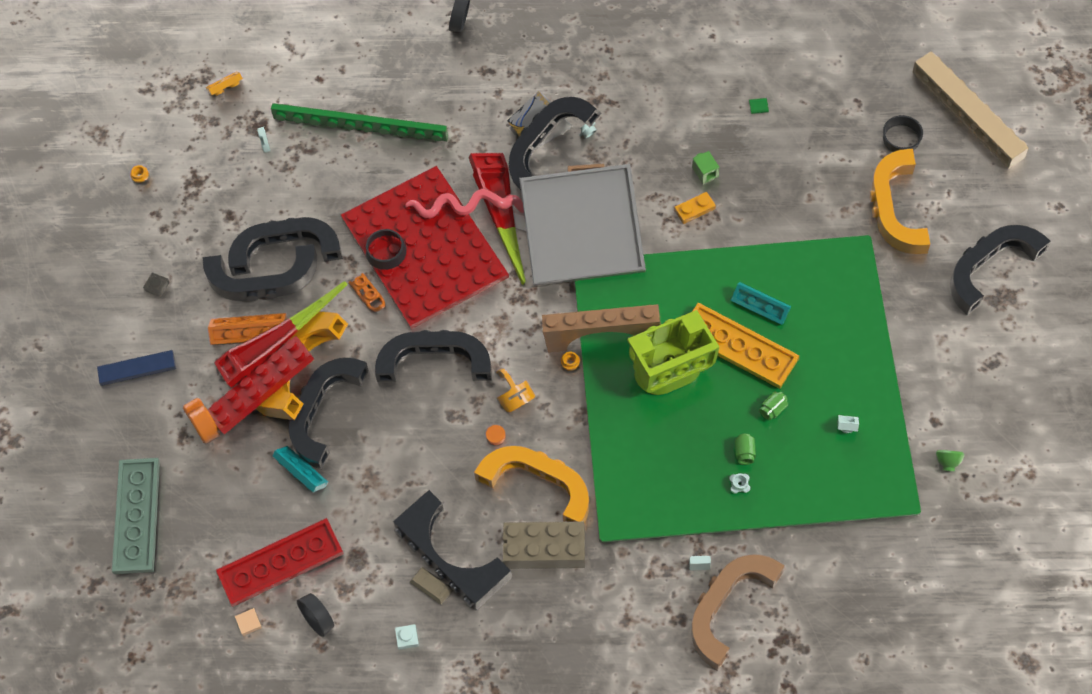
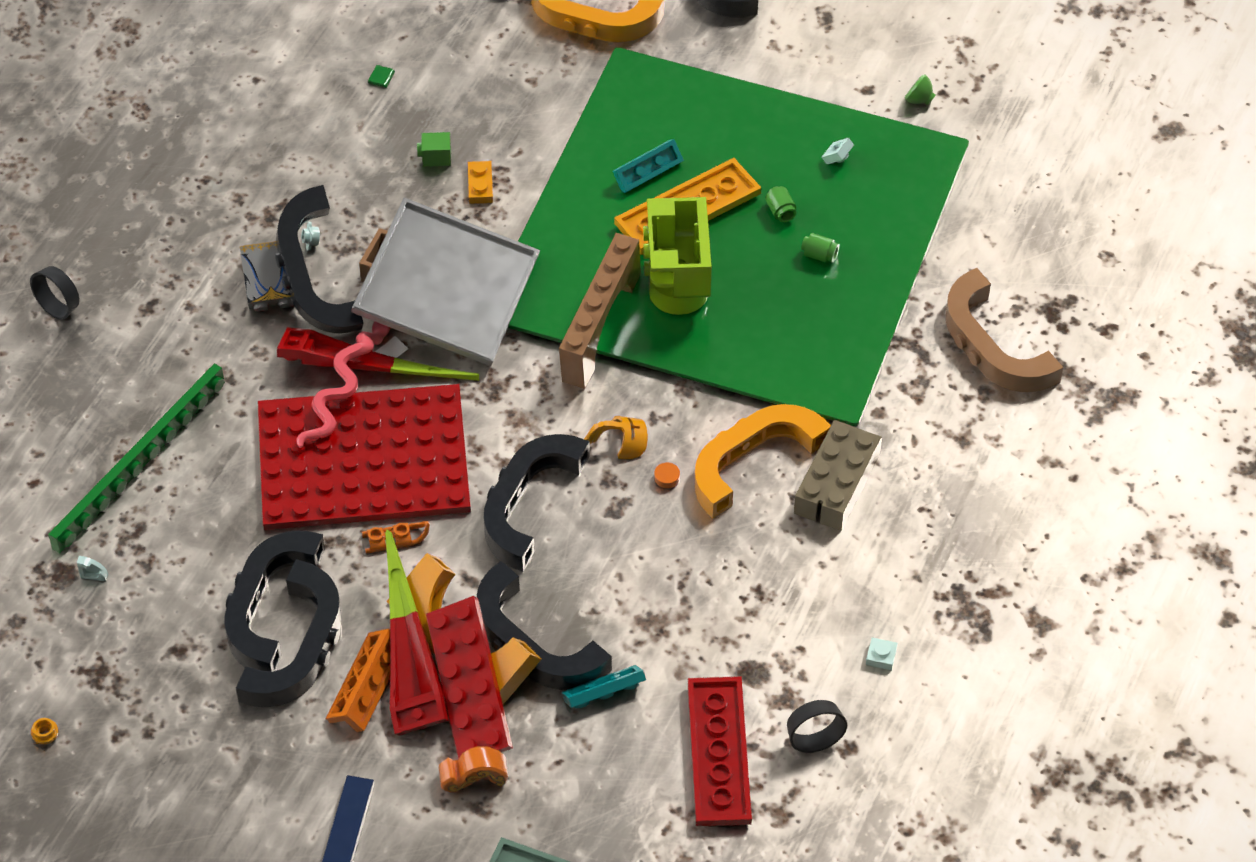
camera: 70 degrees left, 10 degrees down
(156, 284) = (232, 766): clear smoke plate -> none
(248, 622) = (780, 812): light nougat tile -> none
(390, 263) = (351, 507): black tyre -> none
(431, 585) = (827, 608): dark tan tile -> none
(473, 584) = (753, 592): black arch -> none
(570, 356) = (611, 368): light orange plate -> none
(699, 563) = (931, 343): light aqua tile -> none
(735, 479) = (856, 270): light aqua plate -> none

